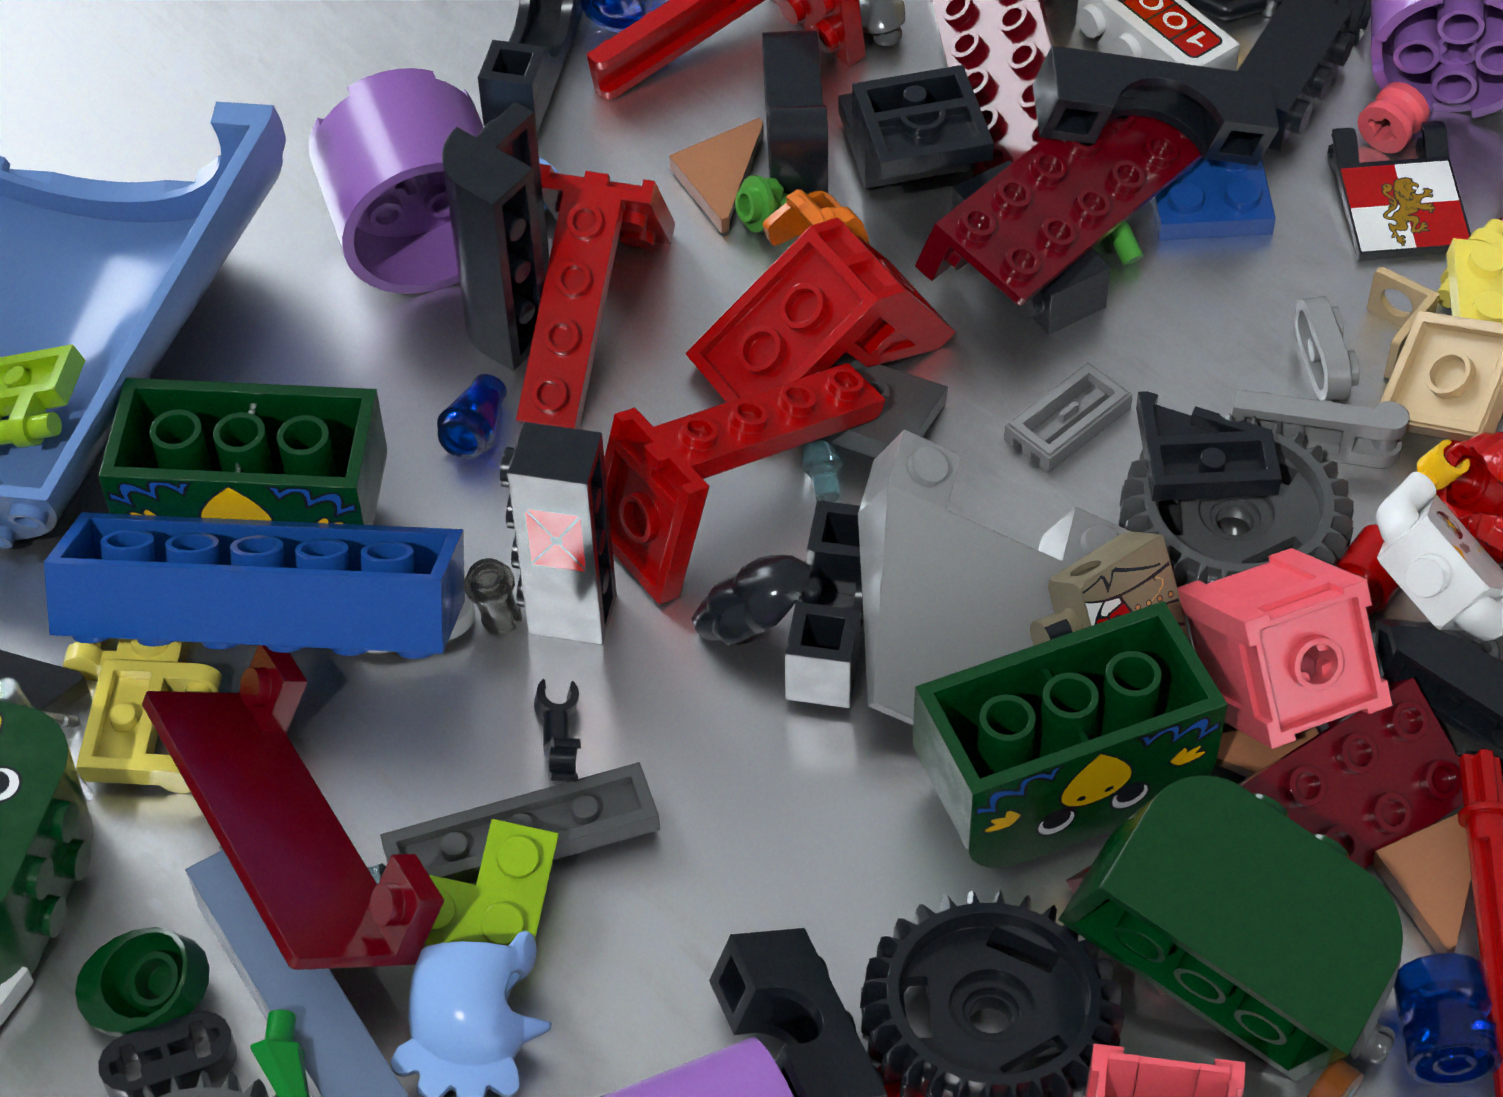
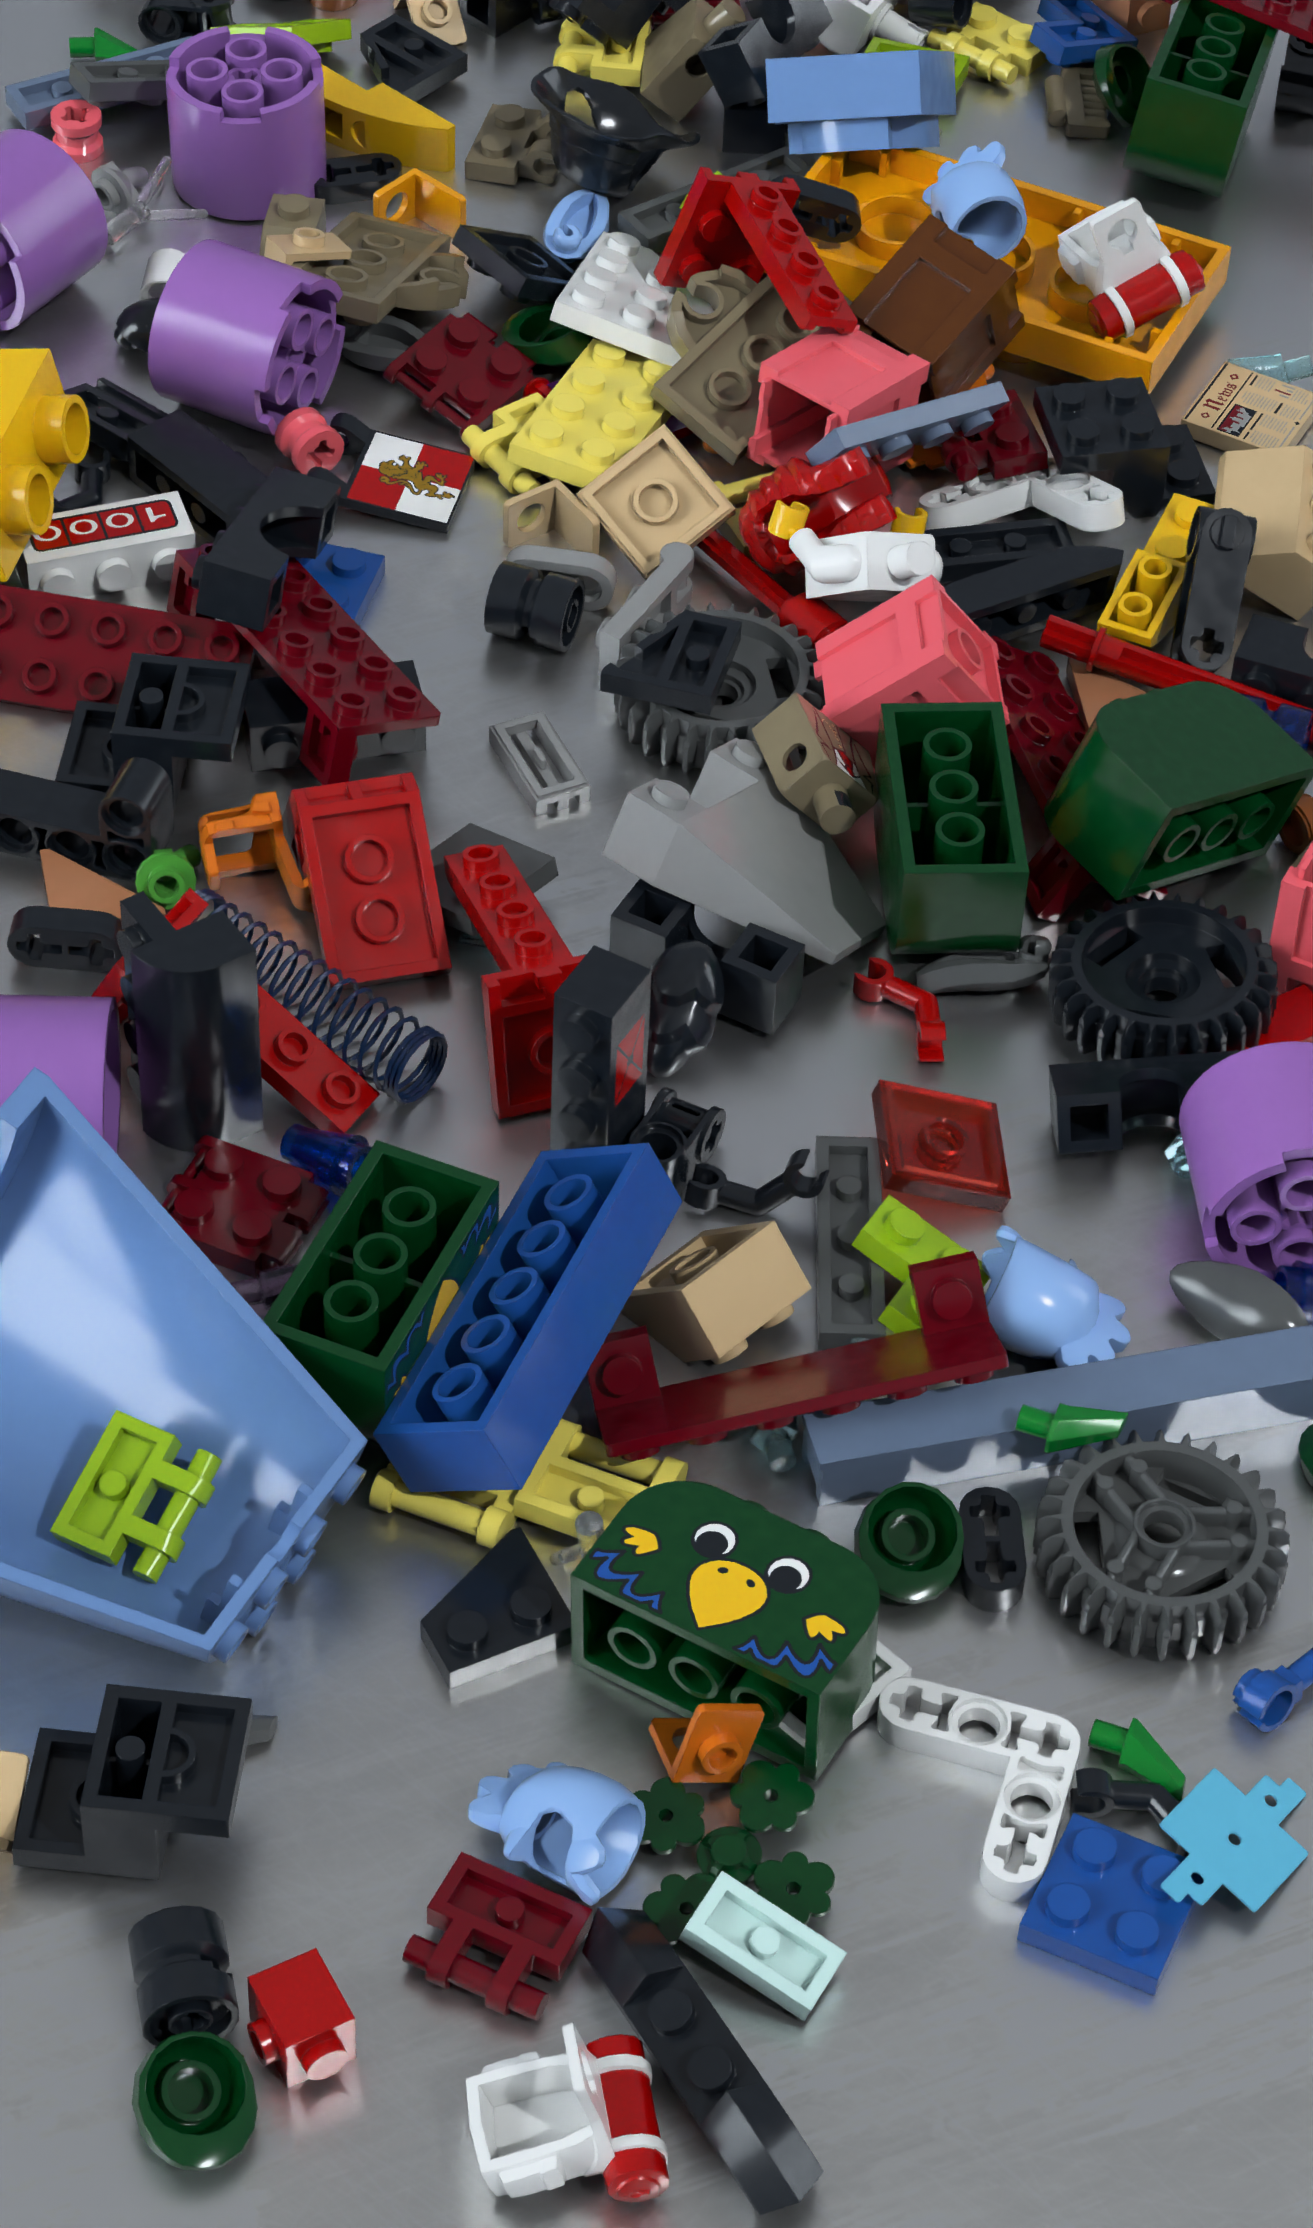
camera: 75 degrees left, 5 degrees down
(405, 739) = (718, 1292): none -> tan slope
(411, 369) = (244, 1206): none -> dark red plate
(588, 651) = (680, 1134): none -> black piece
(658, 162) = (65, 938): none -> black beam
(677, 873) = (940, 1146): none -> clear red plate
(685, 253) = (435, 1053): none -> dark blue piece
(839, 828) = (882, 986): none -> red arm
(946, 854) = (988, 970): none -> dark grey arm
(1261, 338) = (526, 604): none -> black wheel

